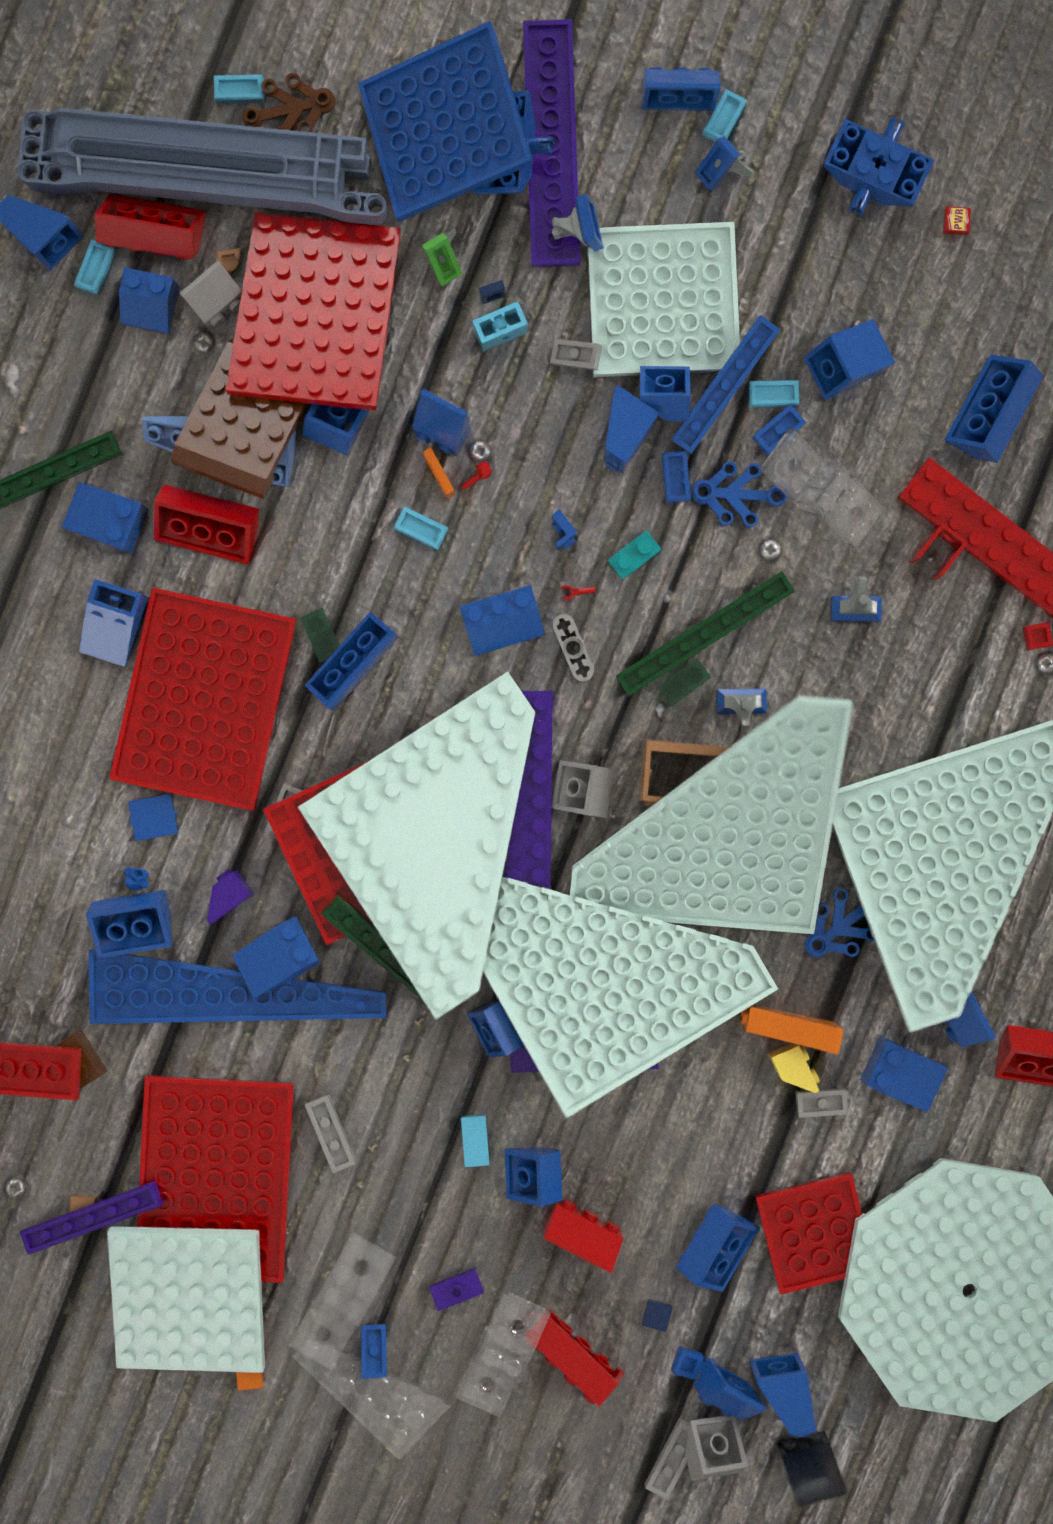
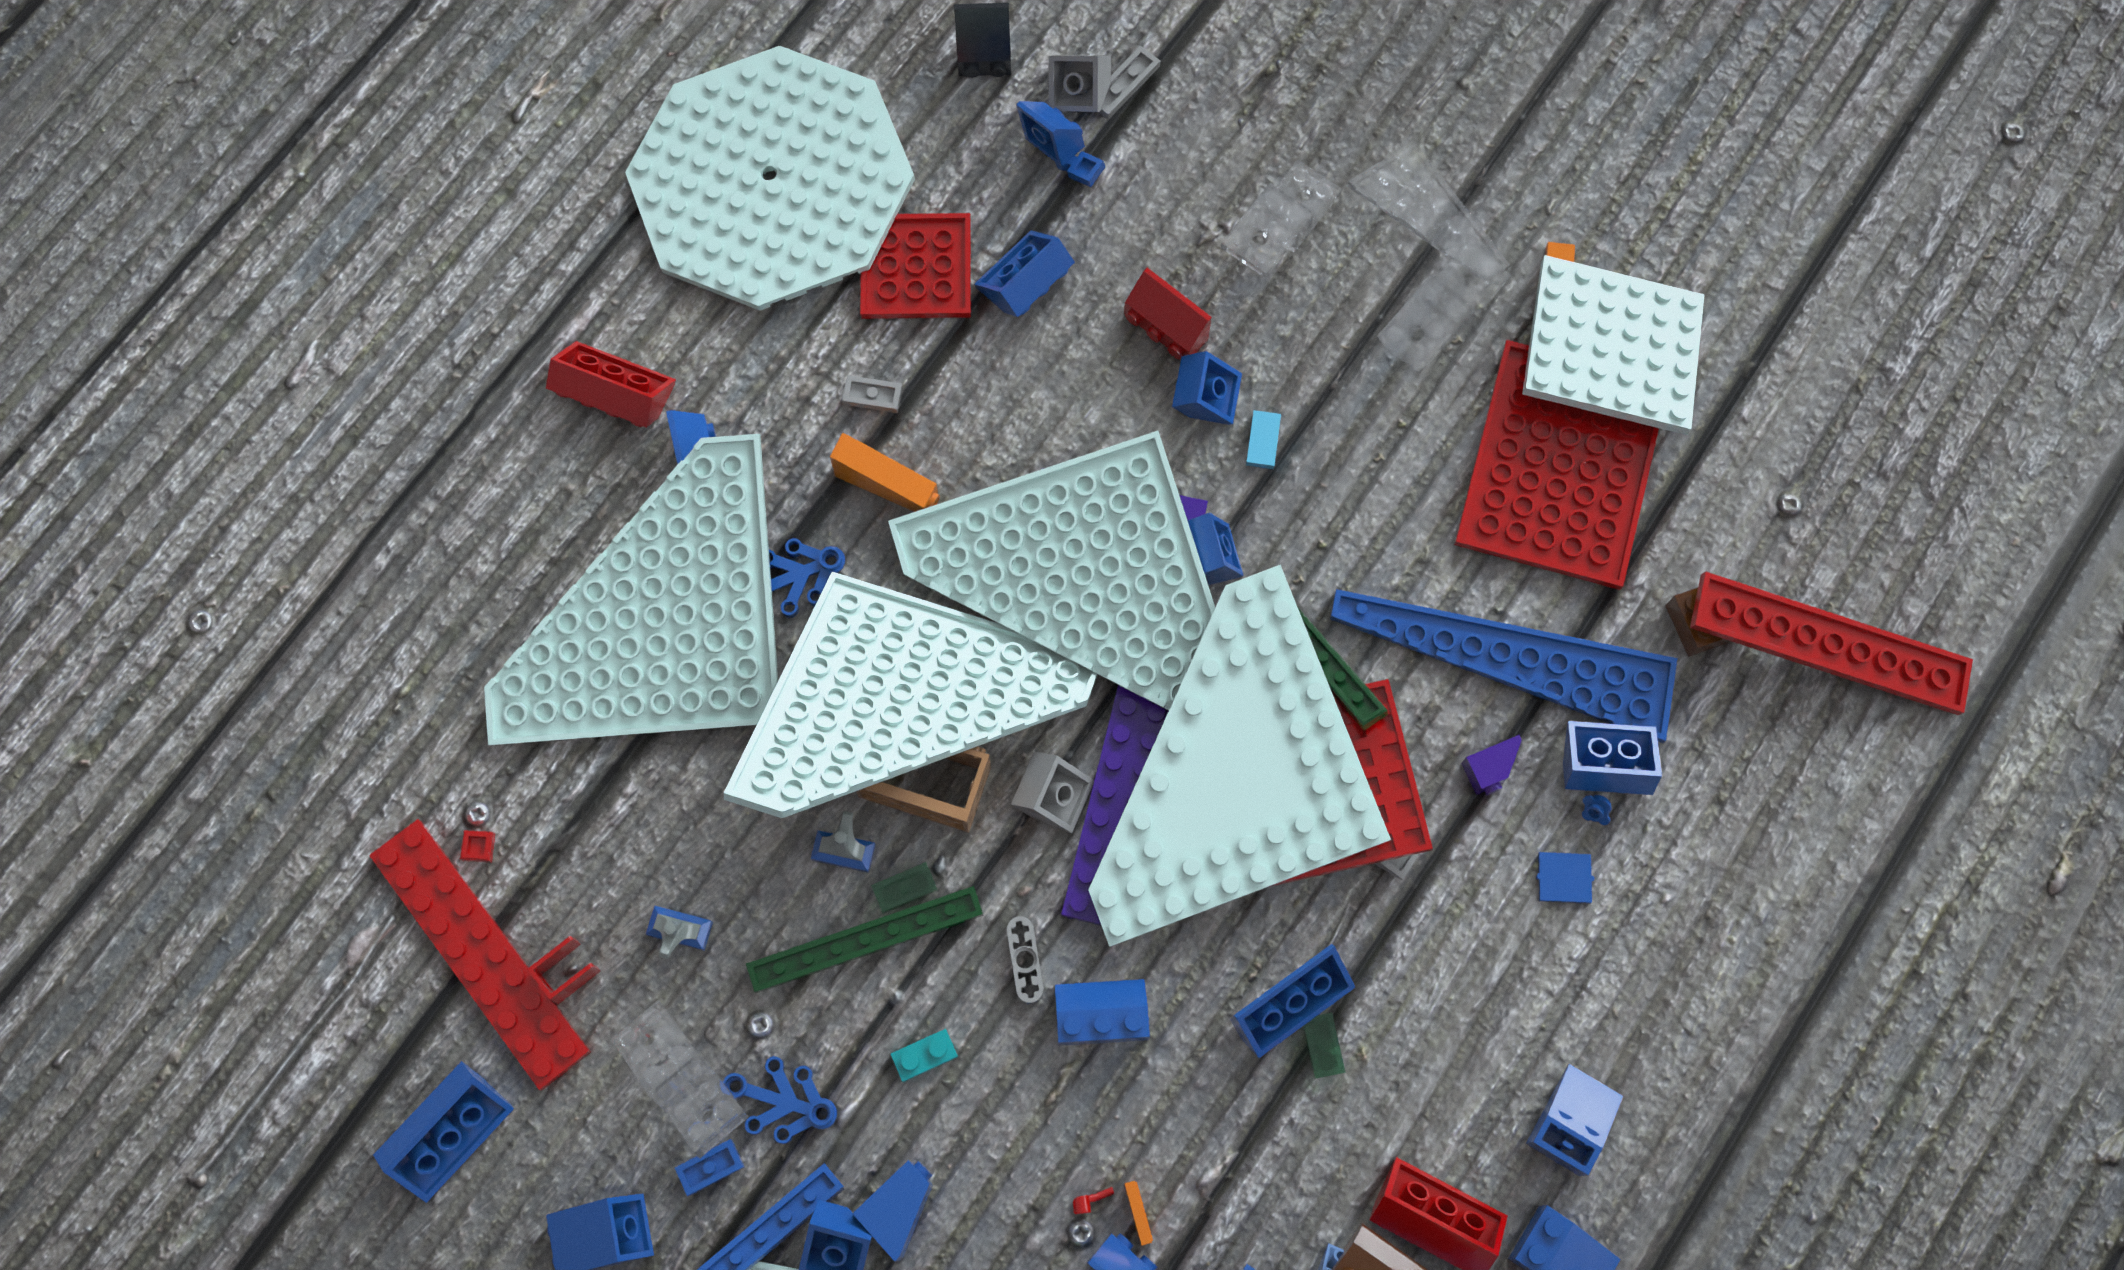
camera: 170 degrees left, 15 degrees down
(80, 1201) = (1717, 467): medium nougat tile -> none
(91, 1217) = (1707, 451): dark purple tile -> none
(203, 699) = (1480, 1004): red plate -> none
(276, 958) = (1449, 681): blue slope -> none
(330, 1133) = (1423, 481): light grey plate -> none
(373, 1351) = (1420, 250): blue plate -> none
(421, 528) = (1175, 1151): medium azure tile -> none
(456, 1289) = (1317, 294): dark purple plate -> none
(562, 525) = (1003, 1110): blue bracket -> none
(575, 592) = (1003, 1027): red hand -> none
(577, 1361) = (1201, 192): red wedge -> none
(657, 1315) = (1106, 222): dark blue tile -> none
(676, 477) = (849, 1139): blue plate -> none
(773, 393) = (703, 1216): medium azure tile -> none
(787, 1390) = (989, 120): blue slope -> none
(792, 1067) = (893, 434): light yellow slope -> none
(903, 1074) = (775, 404): blue slope -> none

